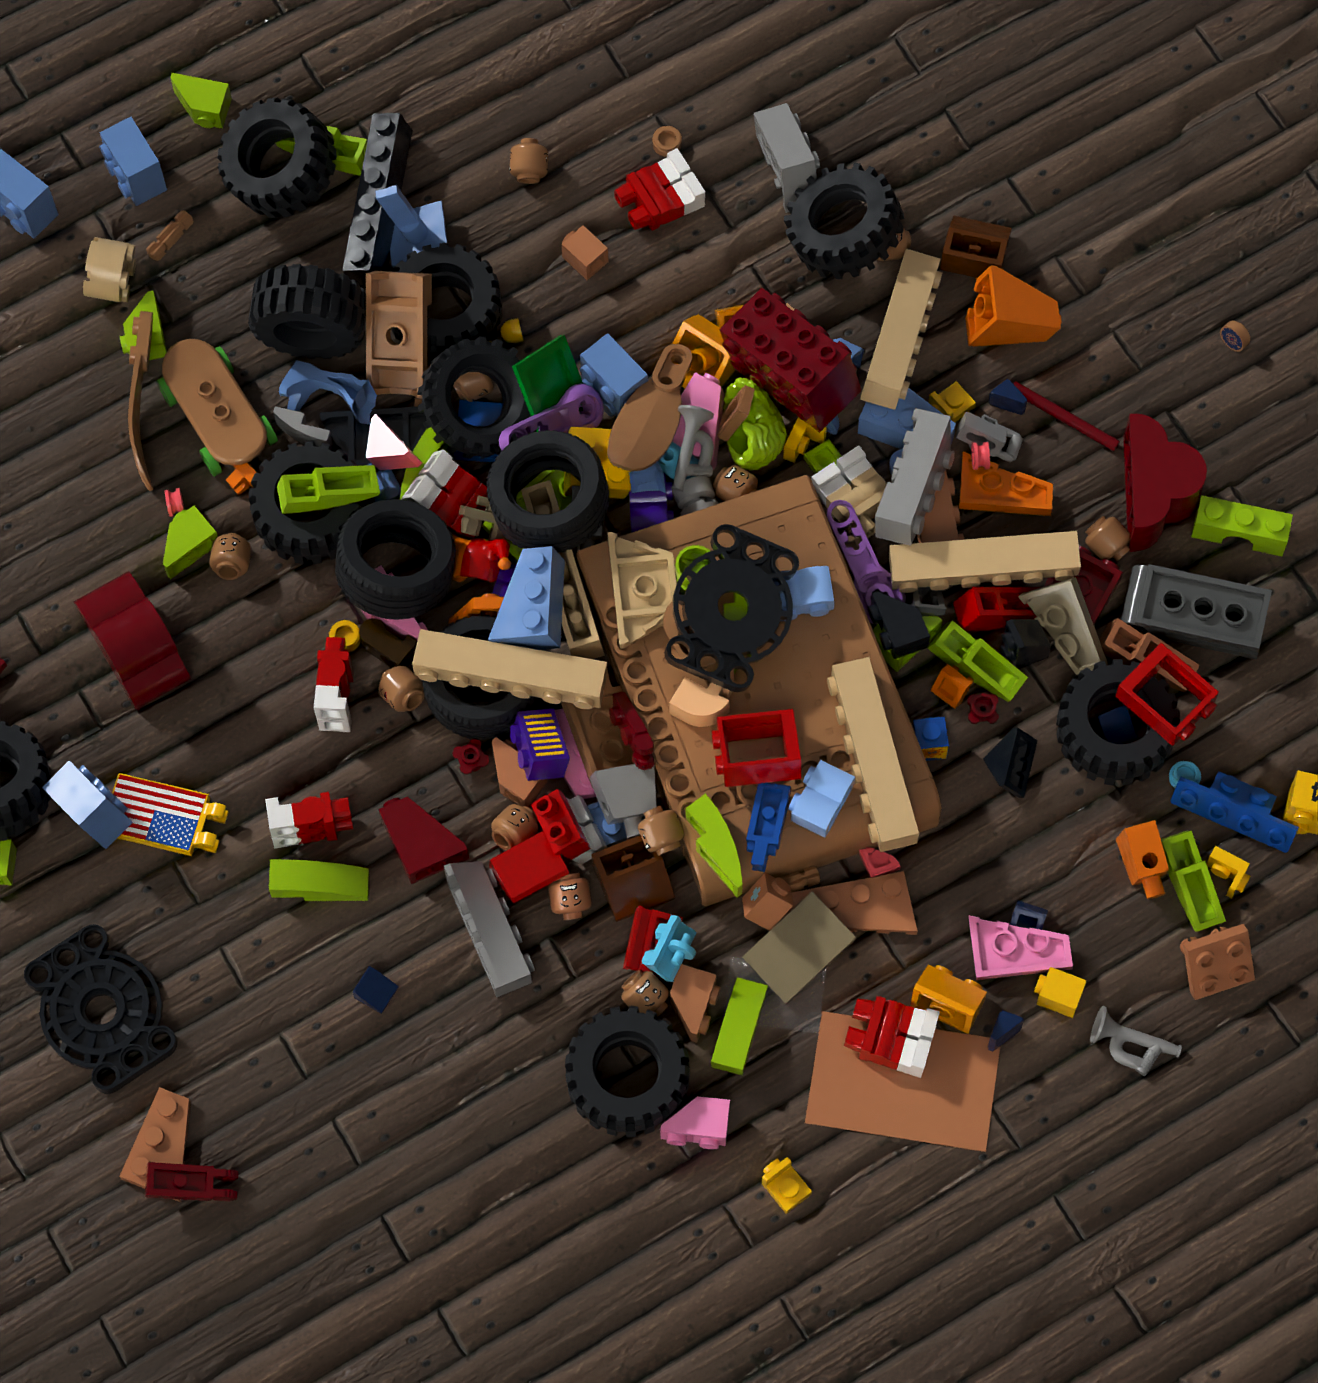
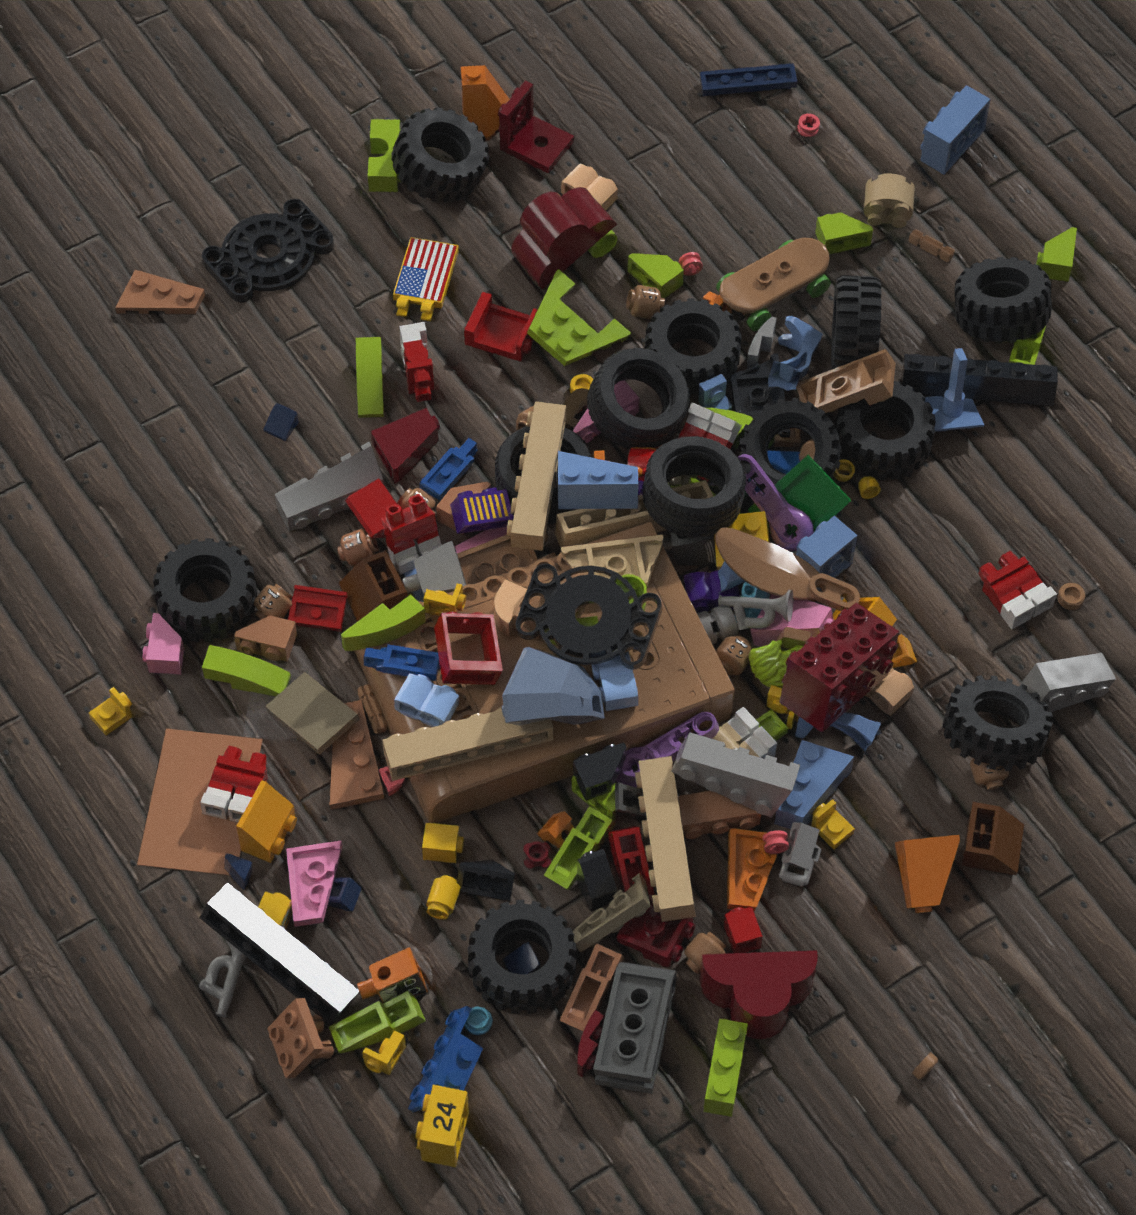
camera: 85 degrees right, 10 degrees down
(46, 613) = (584, 176): none -> light nougat brick
(88, 803) = (422, 216): brick -> none
(132, 162) = (989, 208): medium blue brick -> none
(139, 357) = (771, 223): medium nougat plant -> none
(187, 1182) = (125, 307): dark red hinge -> none
(254, 723) = (499, 329): none -> red panel
(269, 650) = (564, 332): none -> lime wing
(327, 488) = (693, 342): lime slope -> none
(333, 686) = (533, 372): hips -> none
(387, 449) = (746, 393): slope -> none
(461, 790) = (449, 469): none -> blue hinge
(468, 765) = (481, 469): dark red plate -> none
(528, 161) = (1032, 488): medium nougat head -> none
(584, 252) = (949, 534): nougat brick -> none
(632, 731) = (475, 572): dark red hinge -> none
(661, 830) = (399, 588): medium nougat head -> none
(671, 949) = (305, 611): medium azure hips -> none
(687, 781) = (440, 602): none -> yellow bracket
(767, 901) = (350, 684): nougat brick -> none
(825, 654) = (550, 689): none -> sand blue brick
(901, 328) = (892, 770): tan brick -> none
(932, 737) = (503, 809): blue brick -> none
(970, 807) = (441, 842): none -> yellow brick
(1008, 398) = (842, 870): dark blue slope -> none
(1038, 807) = (442, 897): none -> yellow brick
(1068, 418) = (834, 913): dark red bar -> none
(1080, 500) = (742, 930): none -> red brick
(1122, 976) = (279, 954): none -> brick
(1164, 658) = (550, 954): red window -> none
(1224, 665) = (587, 1047): none -> dark red slope

